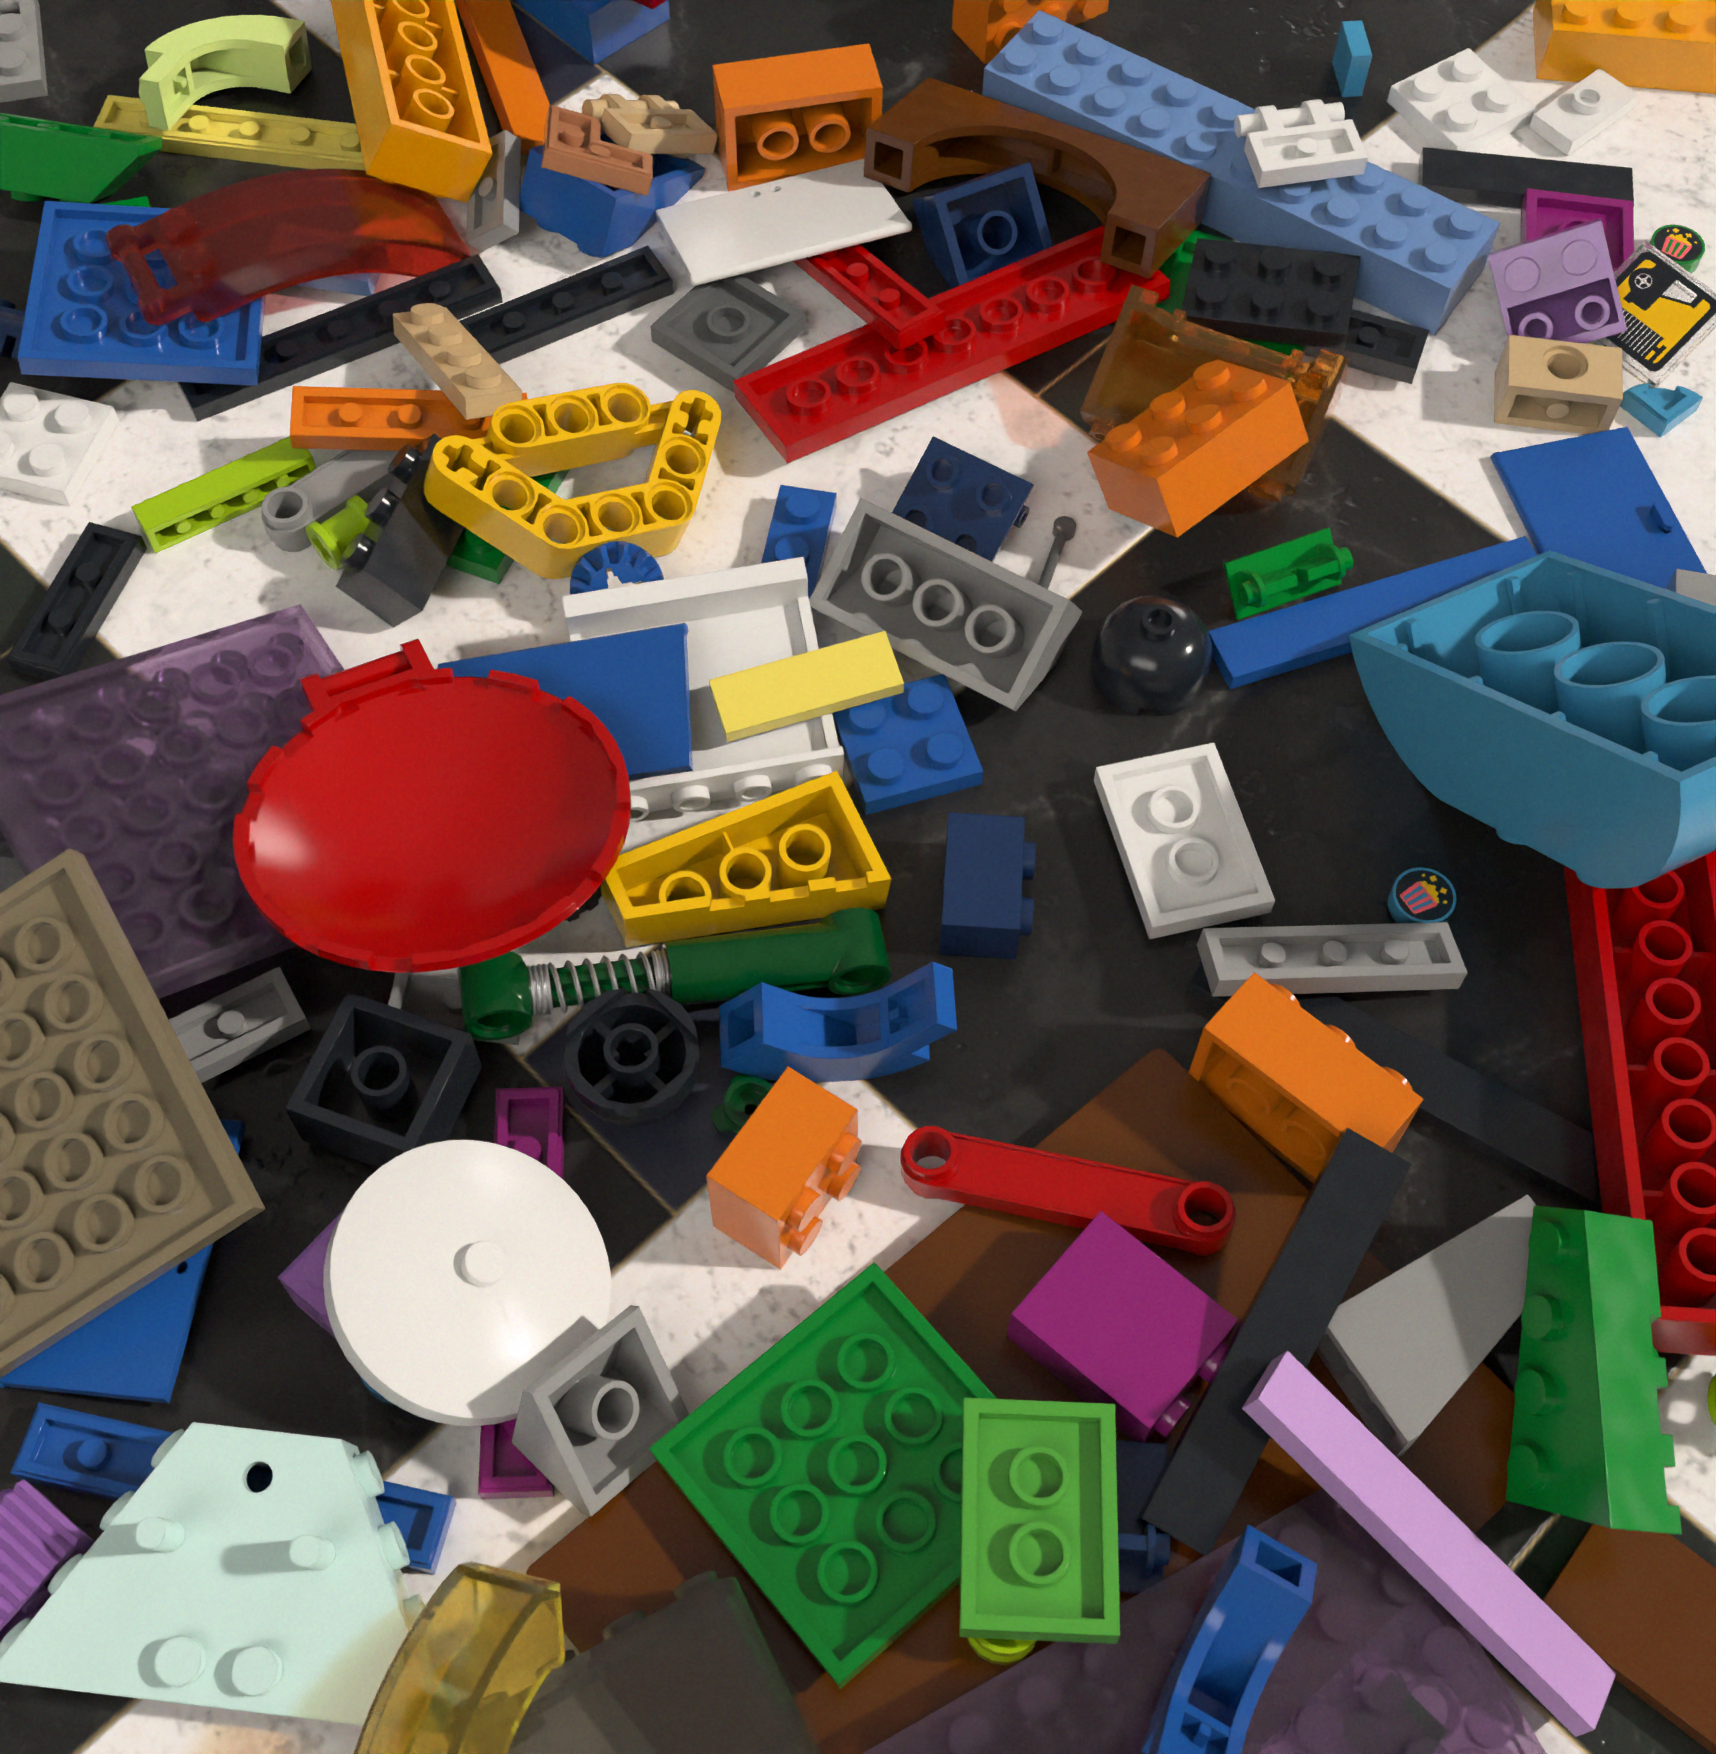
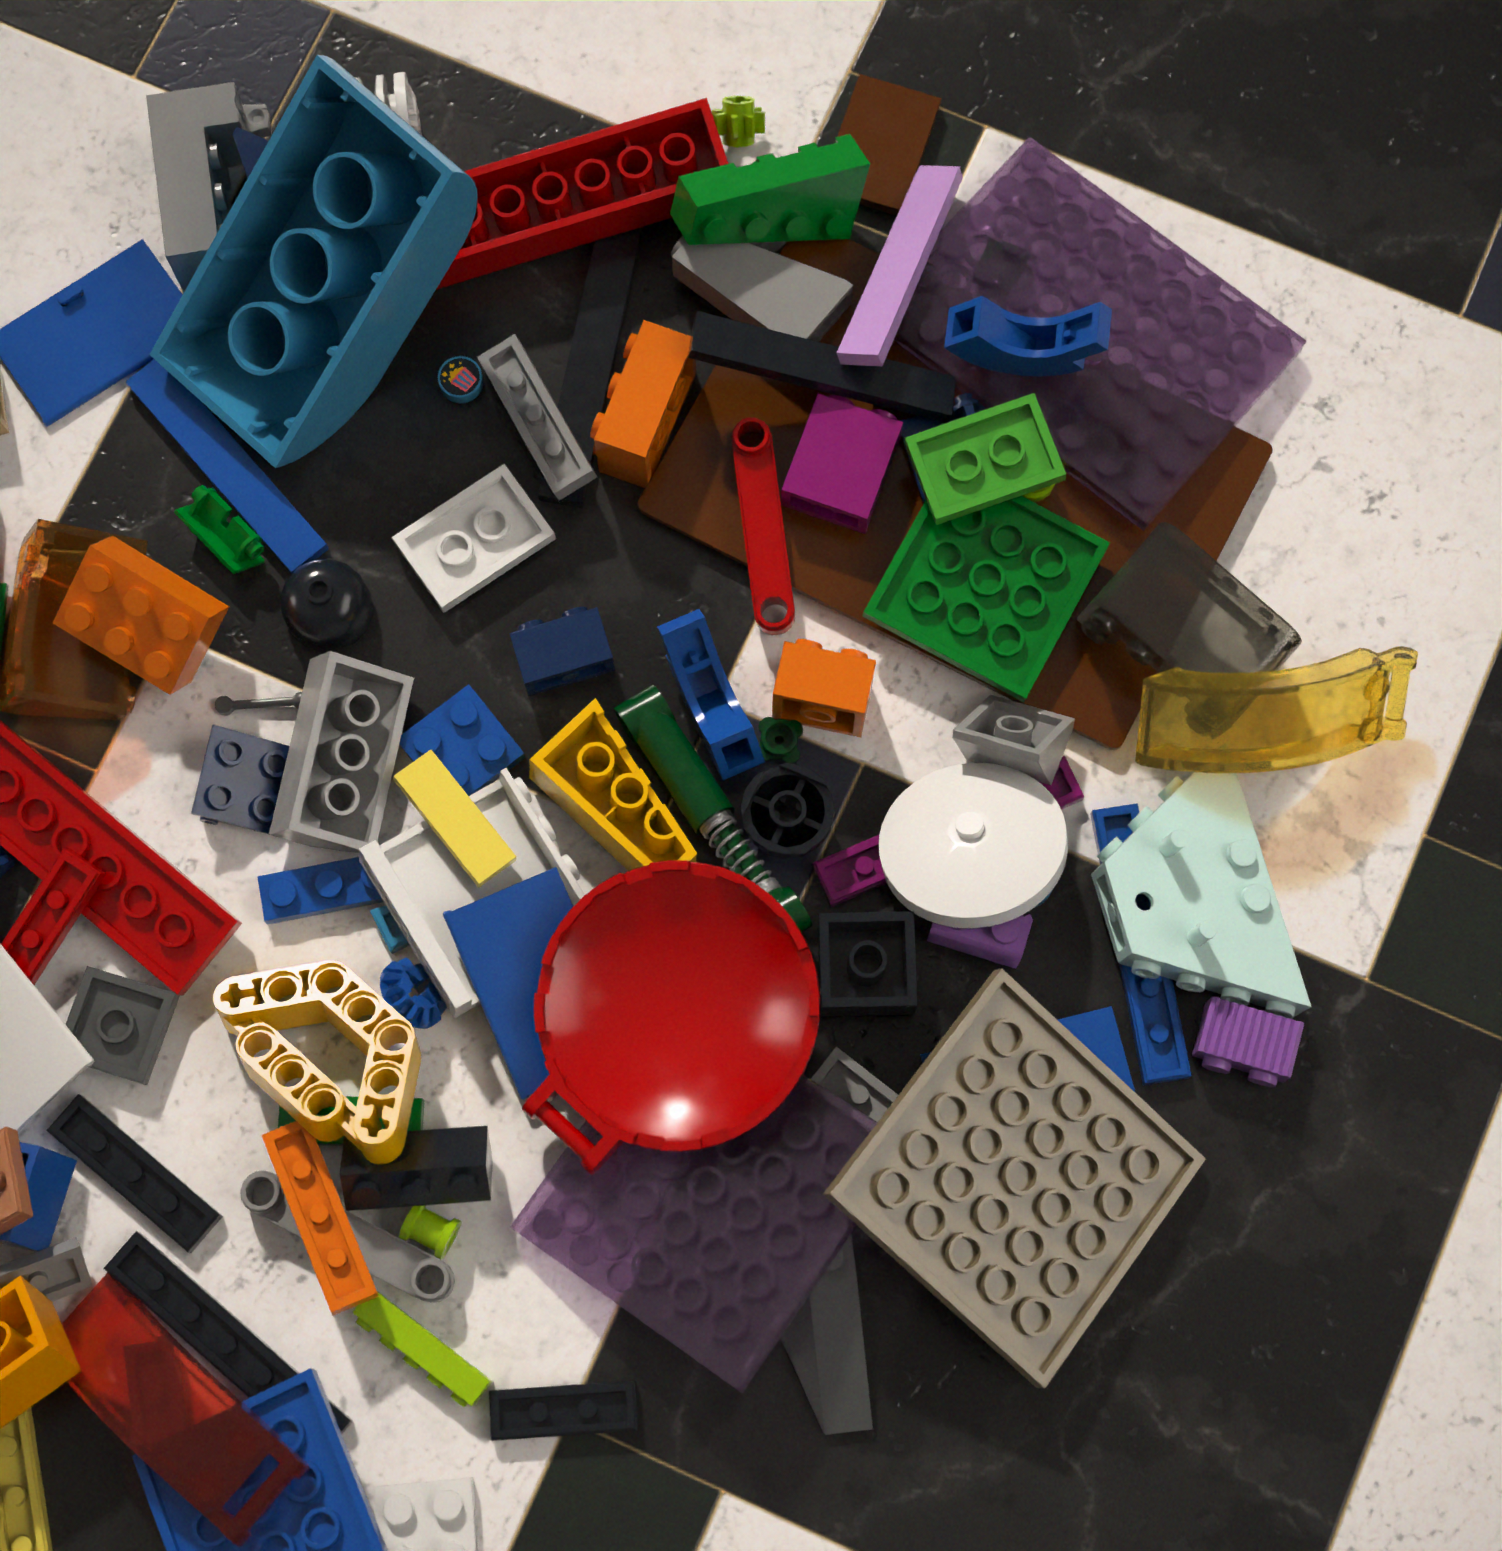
camera: 110 degrees left, 15 degrees up
(455, 360) = (247, 1207): tan plate -> none

